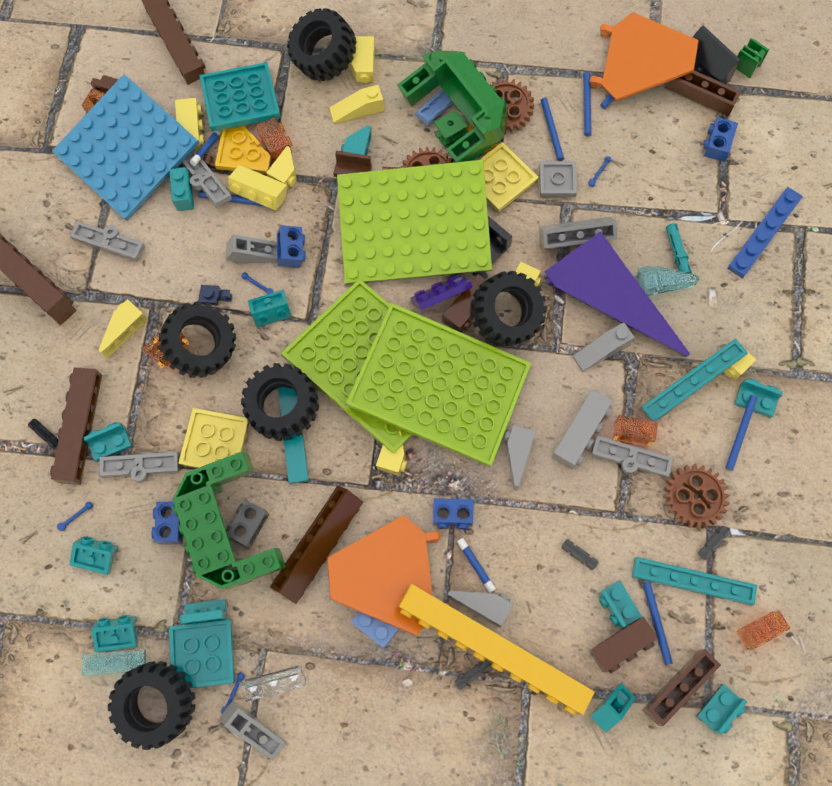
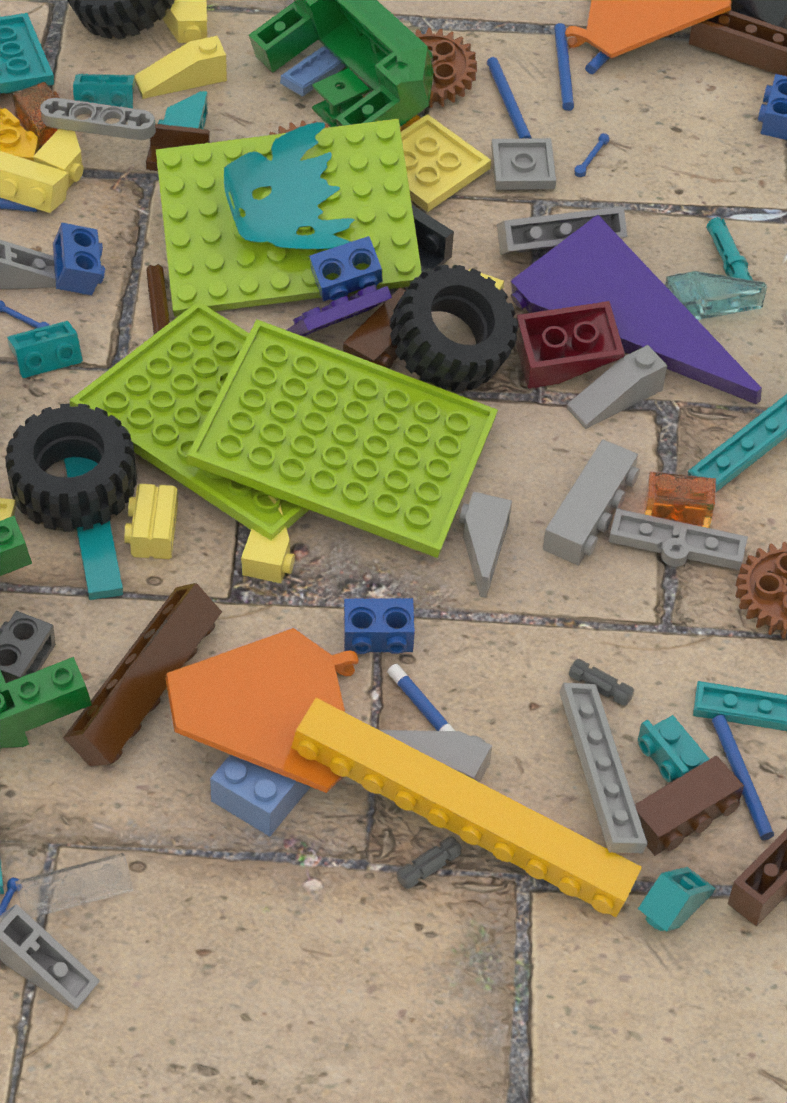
camera: 10 degrees left, 20 degrees down
(289, 140) = (63, 112): none -> light grey beam
(310, 121) = (104, 89): none -> teal bracket
(326, 434) = (153, 521): none -> light yellow brick
(336, 274) = (157, 297): none -> reddish brown axle
(415, 217) = (293, 196): none -> teal piece
(445, 261) = (343, 262): none -> blue brick
(576, 318) = (566, 342): none -> dark red slope
(576, 621) = (603, 768): none -> light grey plate

